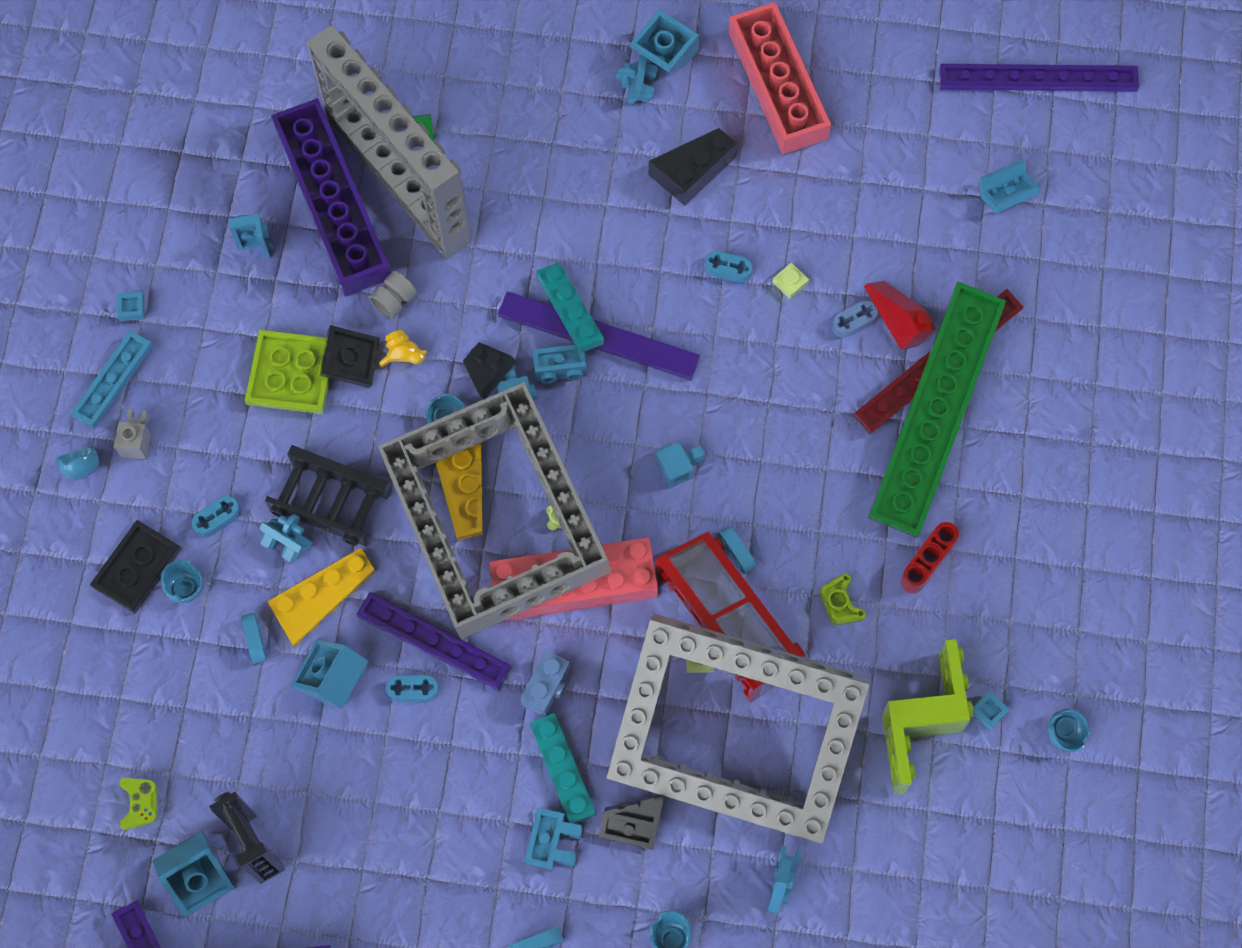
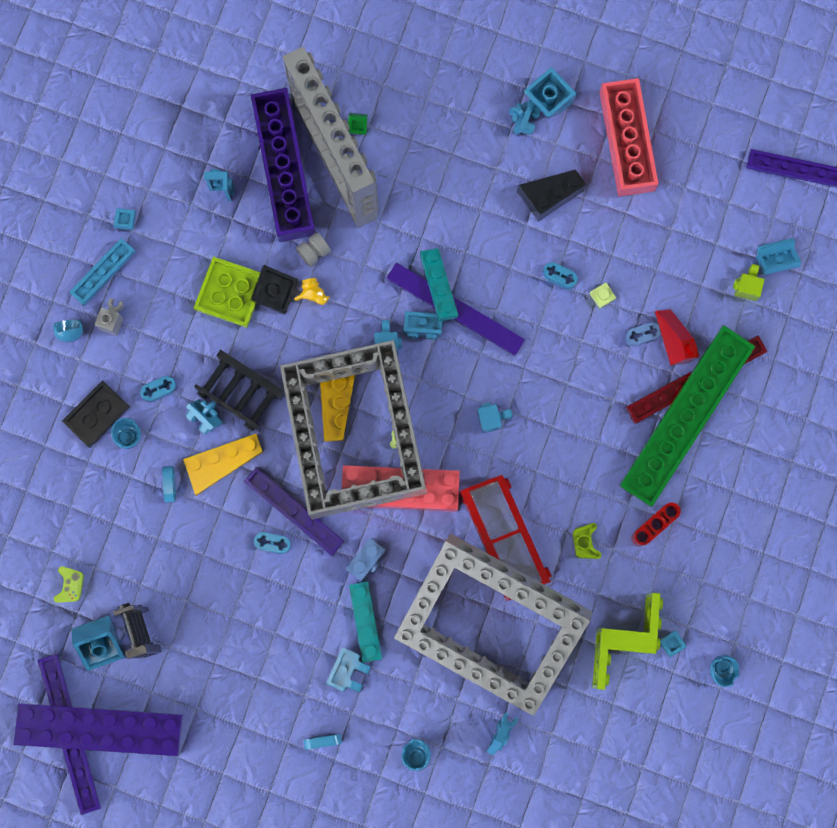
camera: 10 degrees right, 10 degrees up
(330, 673) = (216, 520): dark azure slope -> none
(442, 406) = (332, 344): dark azure hair -> none
(487, 367) = (370, 319): black wing -> none
(633, 822) = (406, 671): black wing -> none
(736, 550) = (520, 490): dark azure beam -> none
(979, 230) = (748, 285): none -> lime brick

